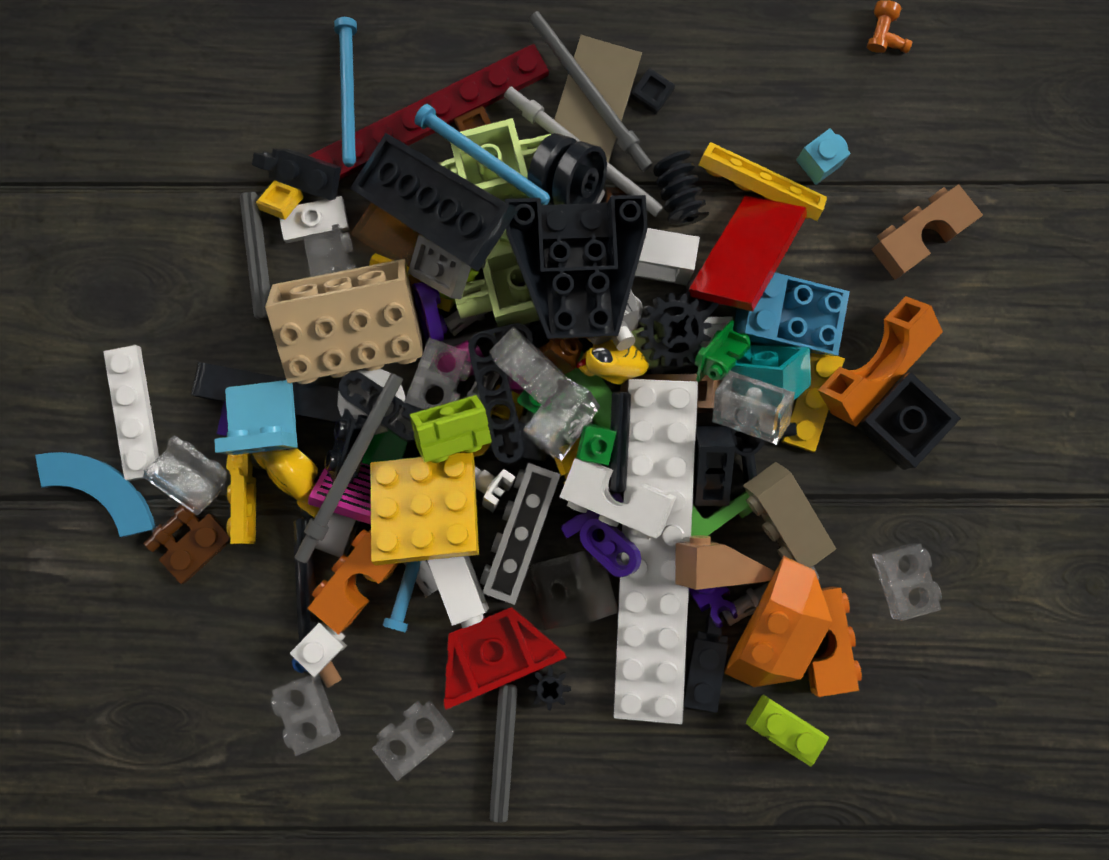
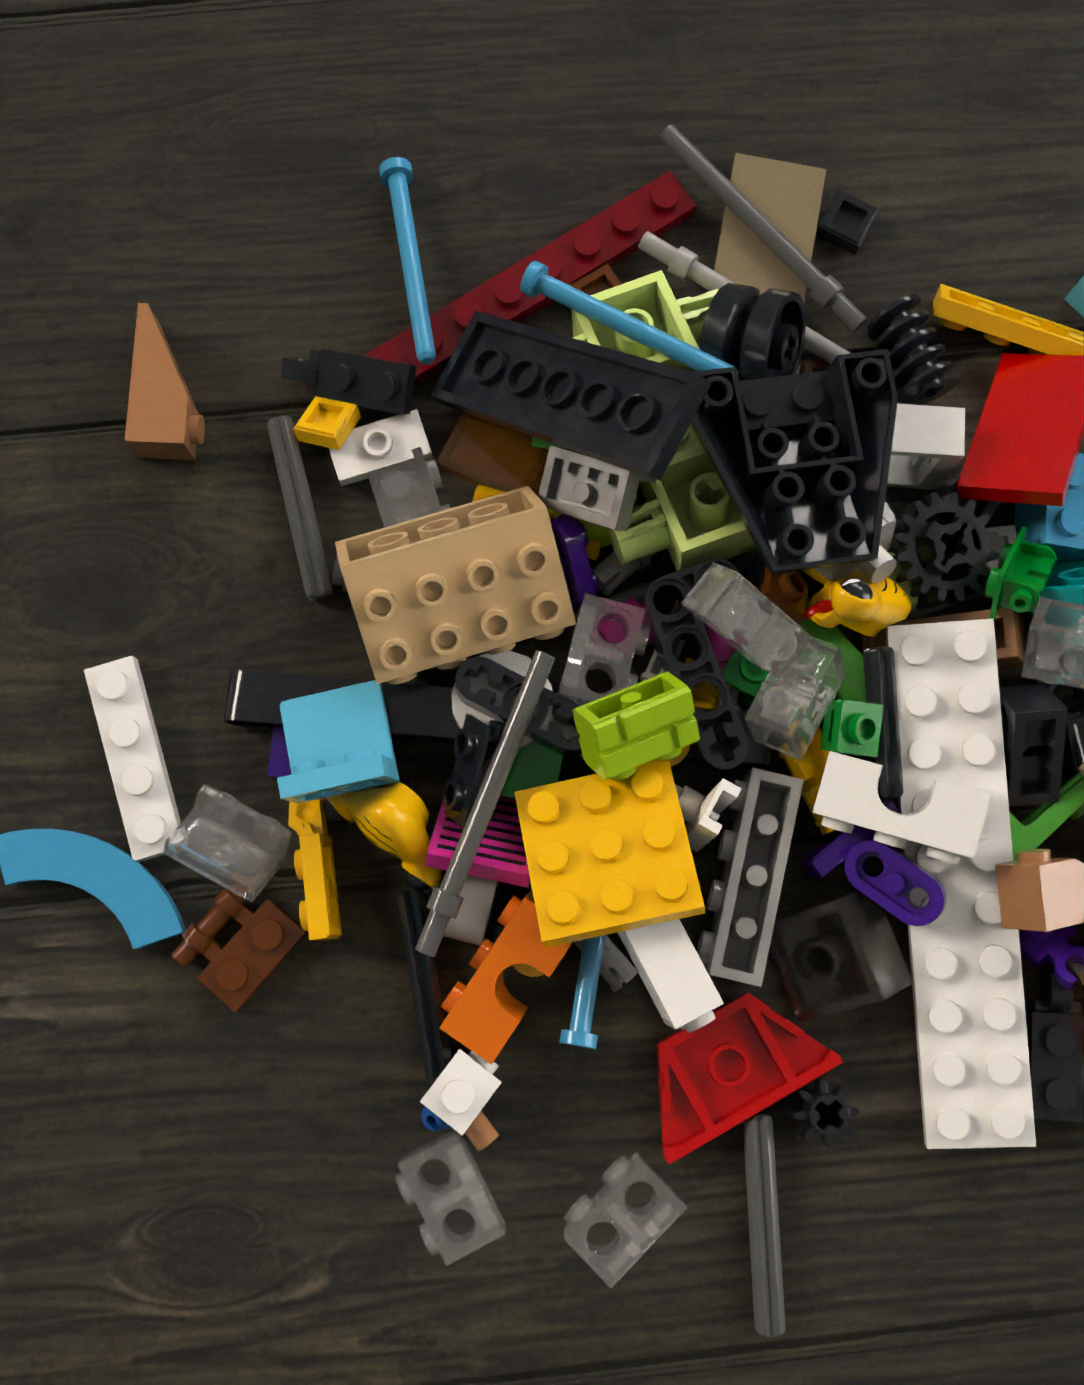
camera: 10 degrees left, 5 degrees down
(169, 175) = (160, 408): none -> medium nougat slope

